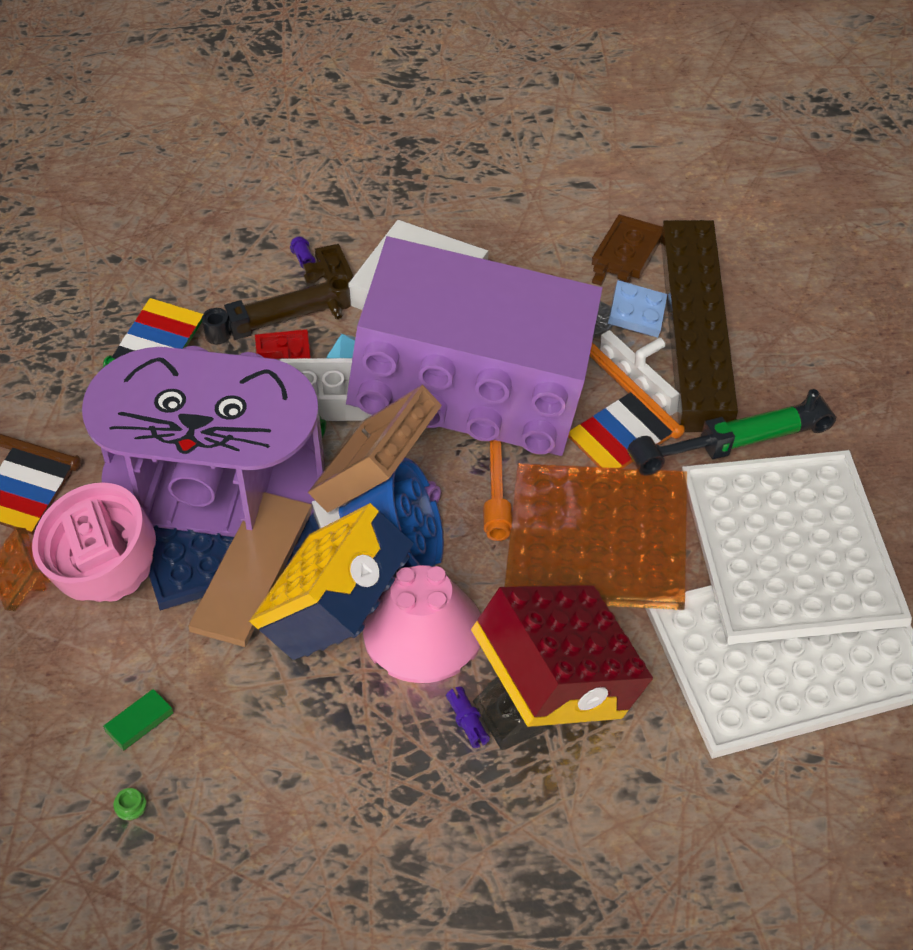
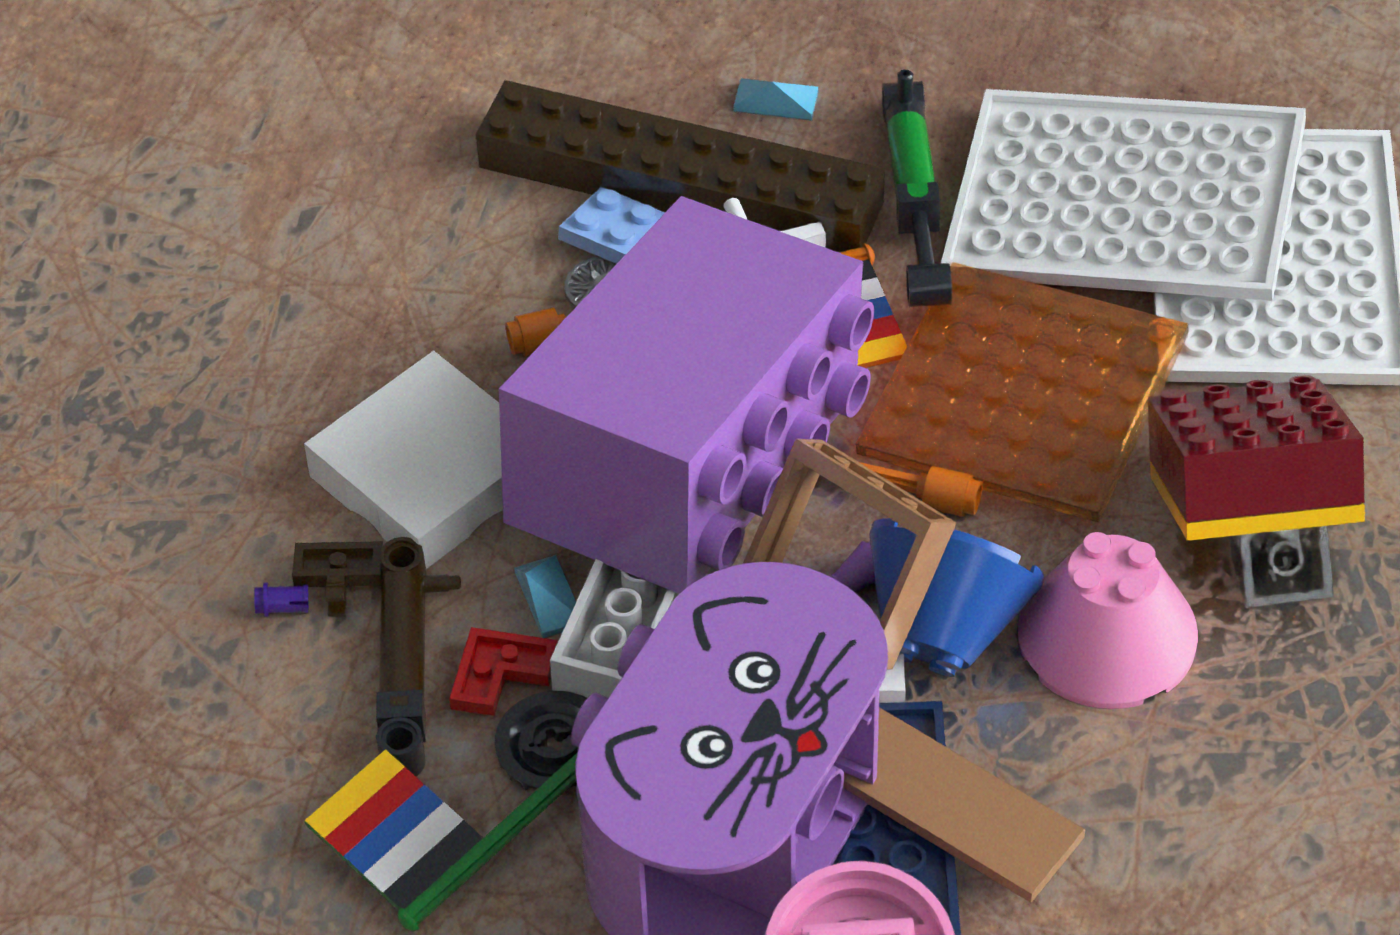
camera: 70 degrees left, 0 degrees up
(333, 583) = (1056, 675): piece -> none
(467, 717) = (1276, 615): dark purple pin -> none
(626, 249) = (486, 206): reddish brown tile -> none
(791, 357) = (776, 99): none -> medium azure slope

